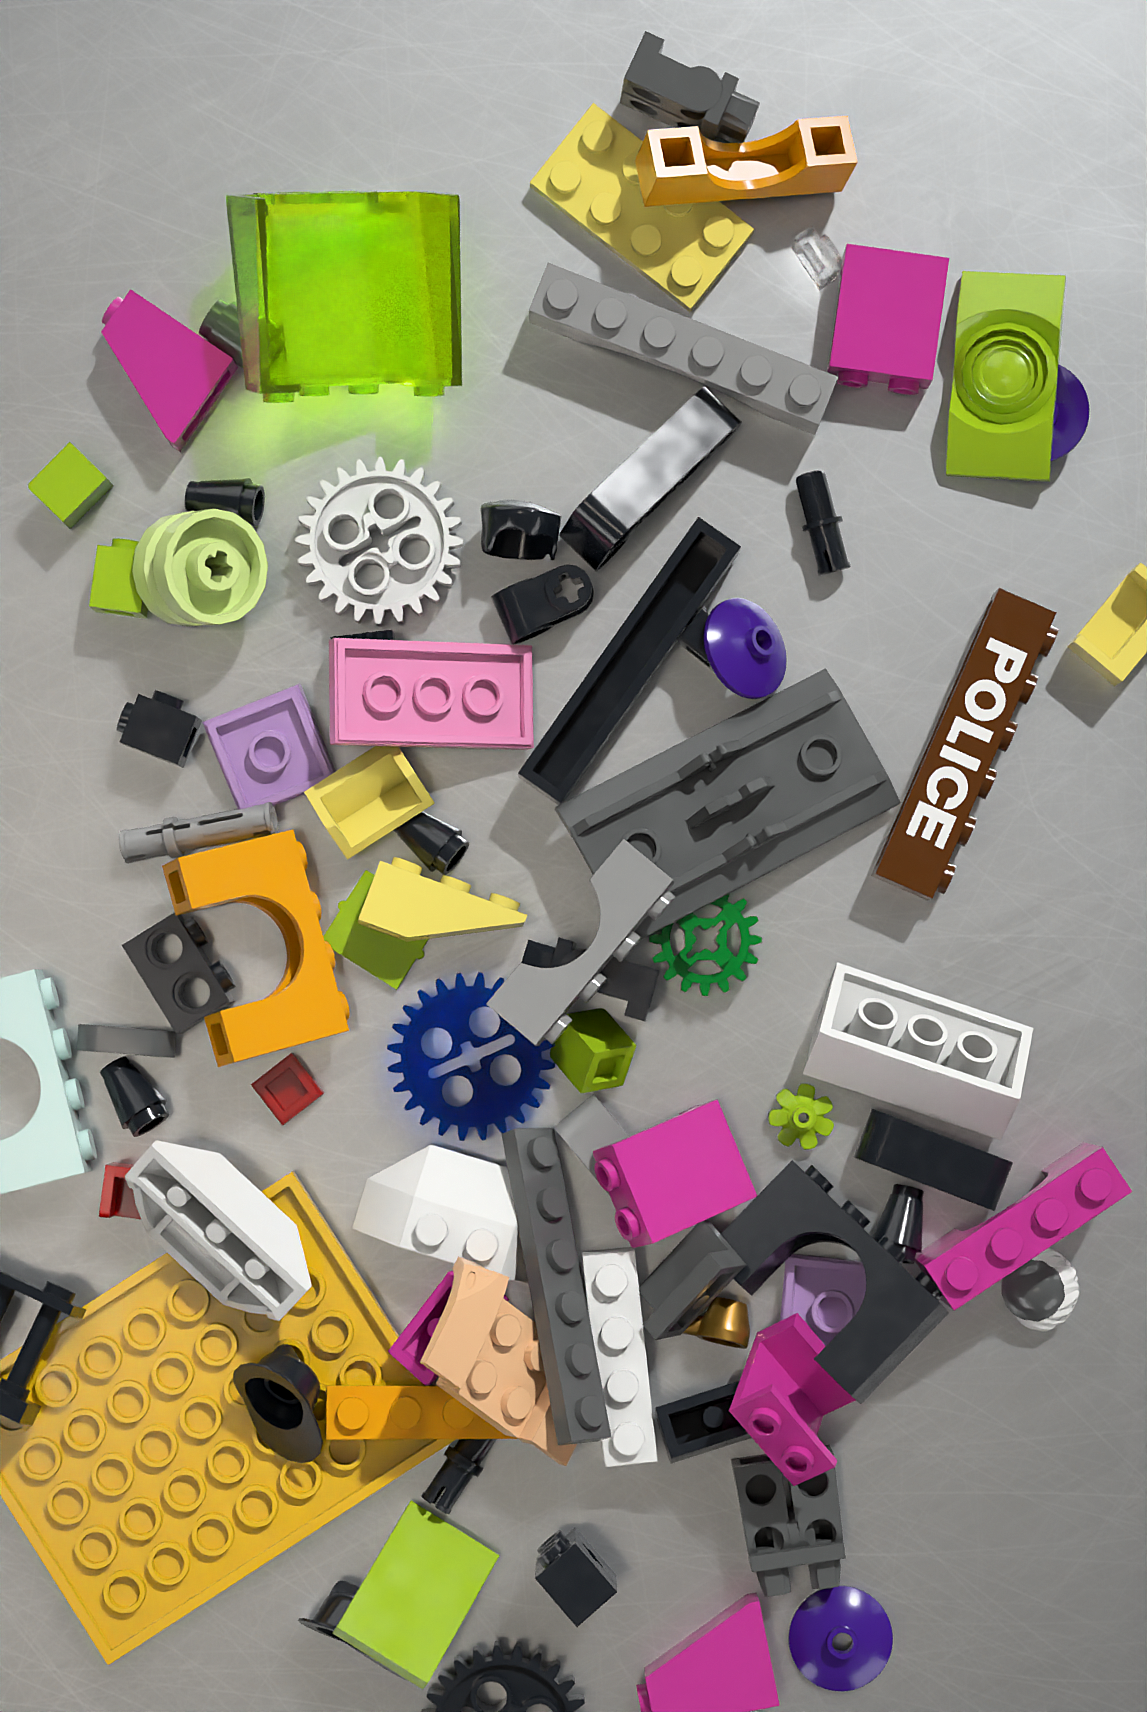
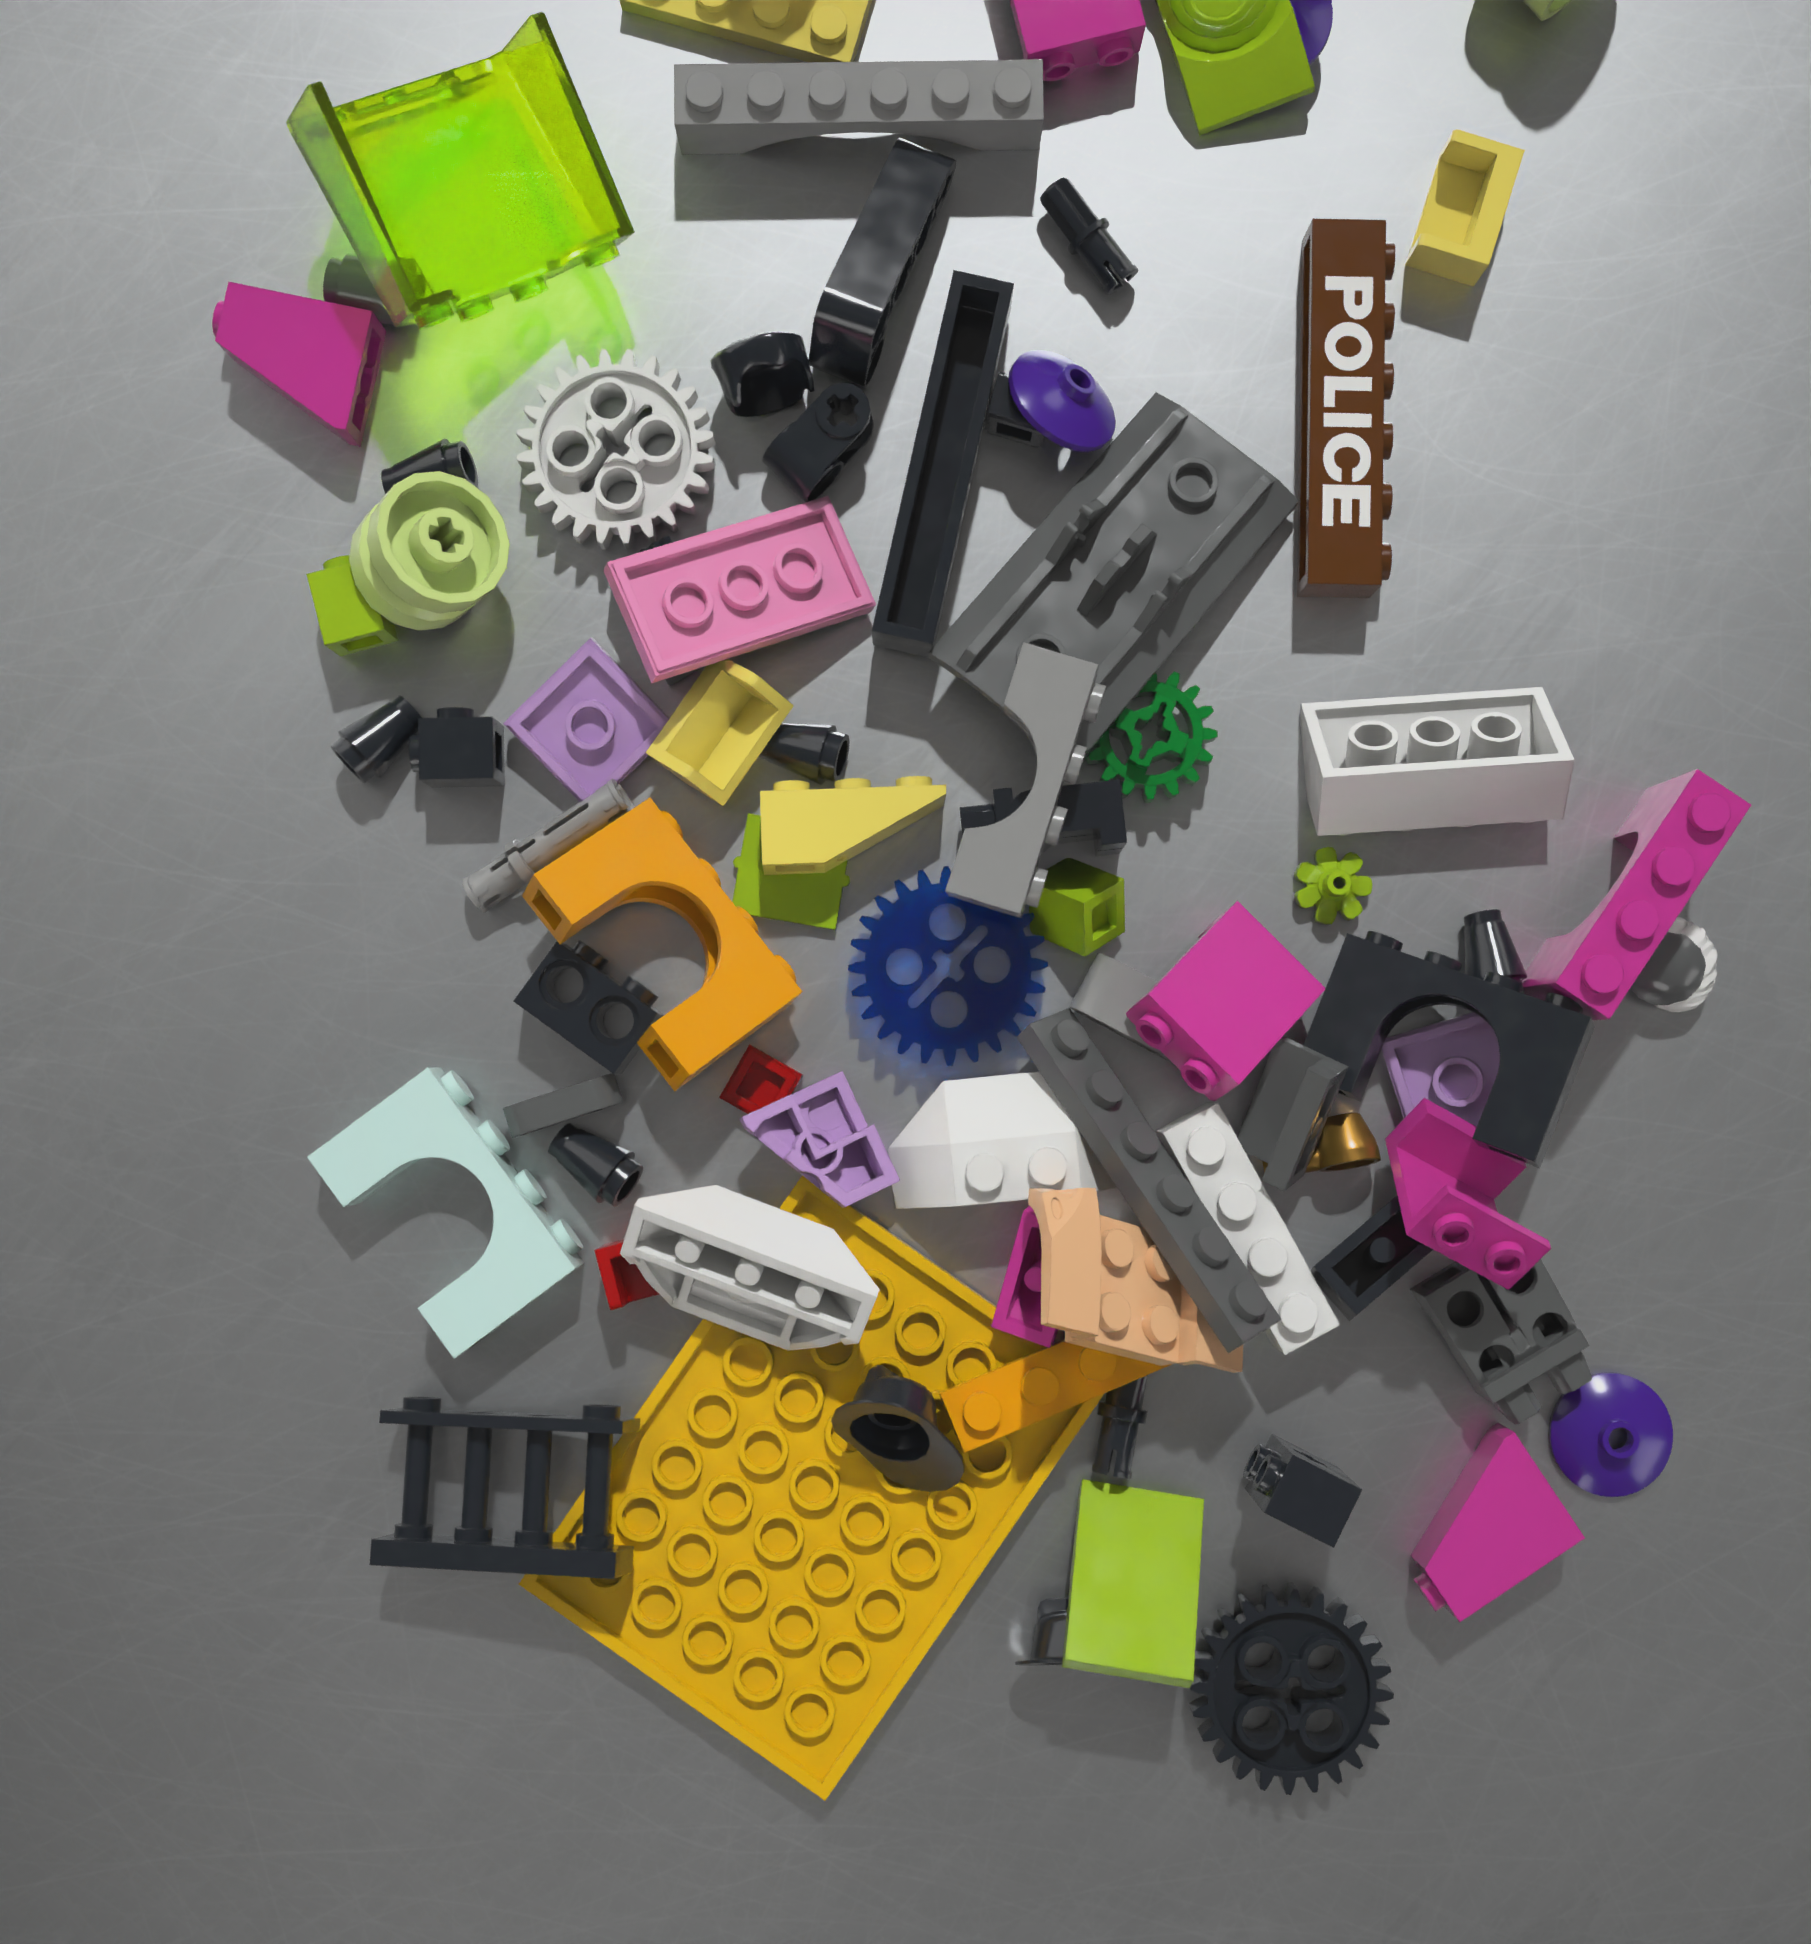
camera: 20 degrees left, 0 degrees up
(69, 485) = (253, 525): lime panel -> none
(99, 692) = (377, 739): none -> black cone
(320, 1153) = (826, 1140): none -> lavender slope
(933, 1159) = (1497, 871): black beam -> none

